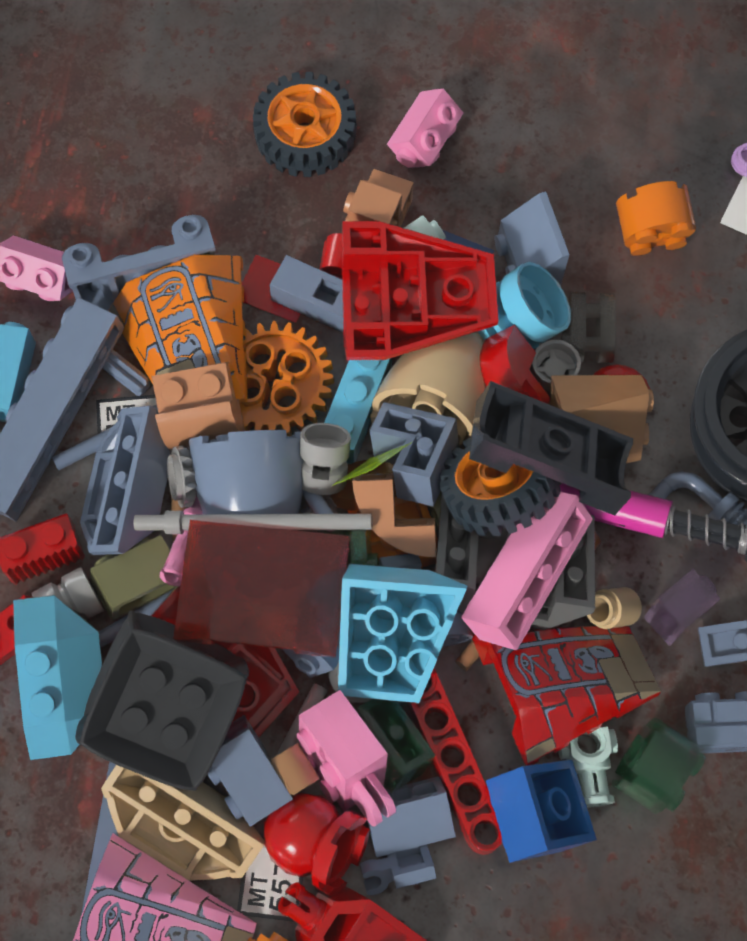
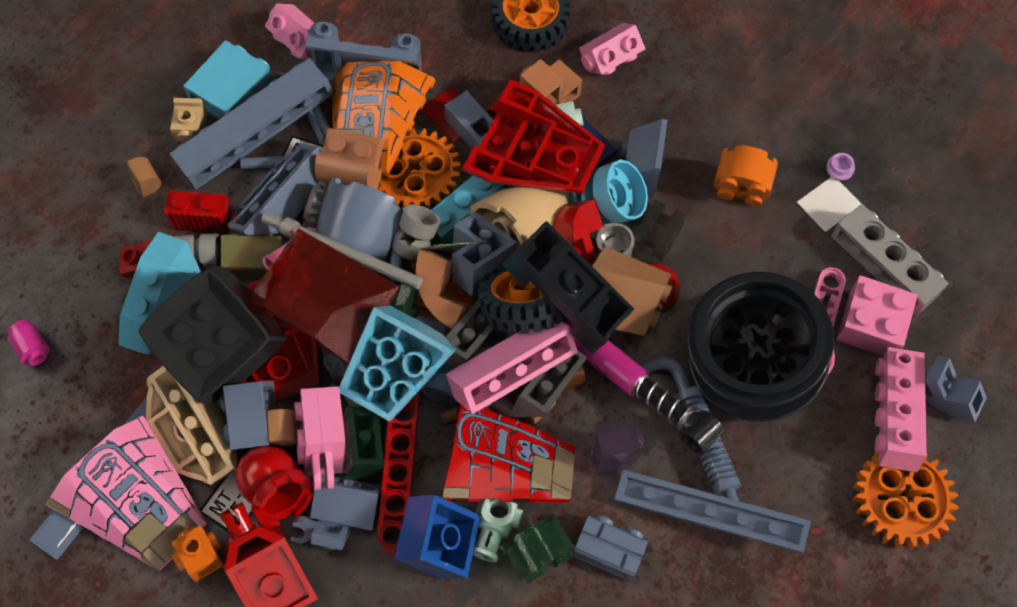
camera: 25 degrees right, 5 degrees down
(615, 608) = (567, 427): tan brick -> none

